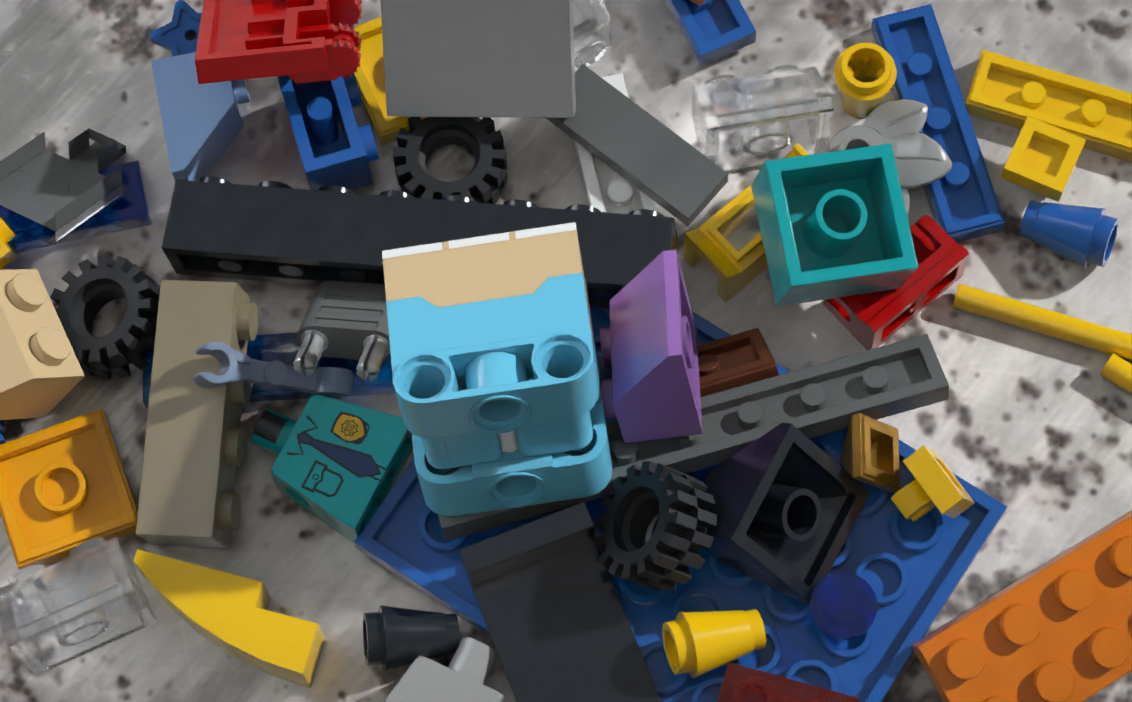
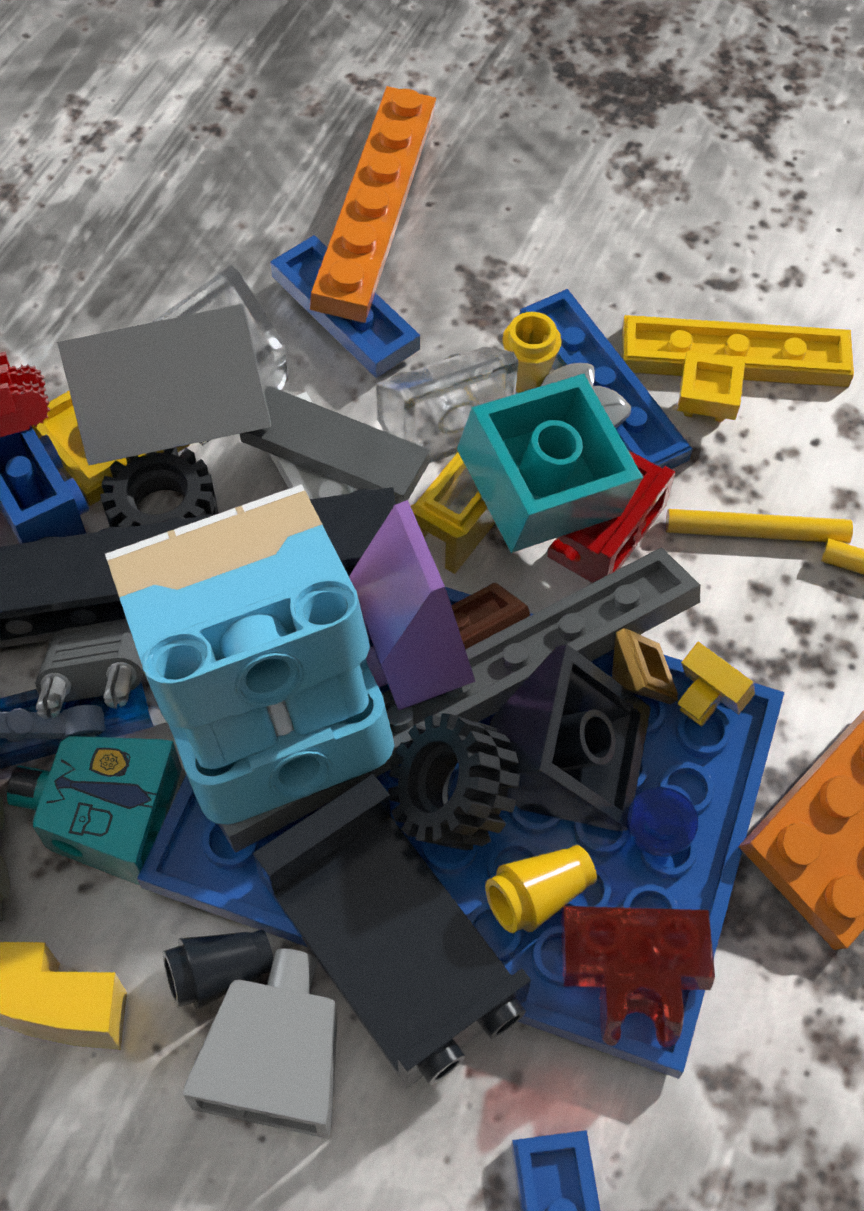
camera: 20 degrees left, 10 degrees down
(1071, 231) = (754, 443): blue cone -> none

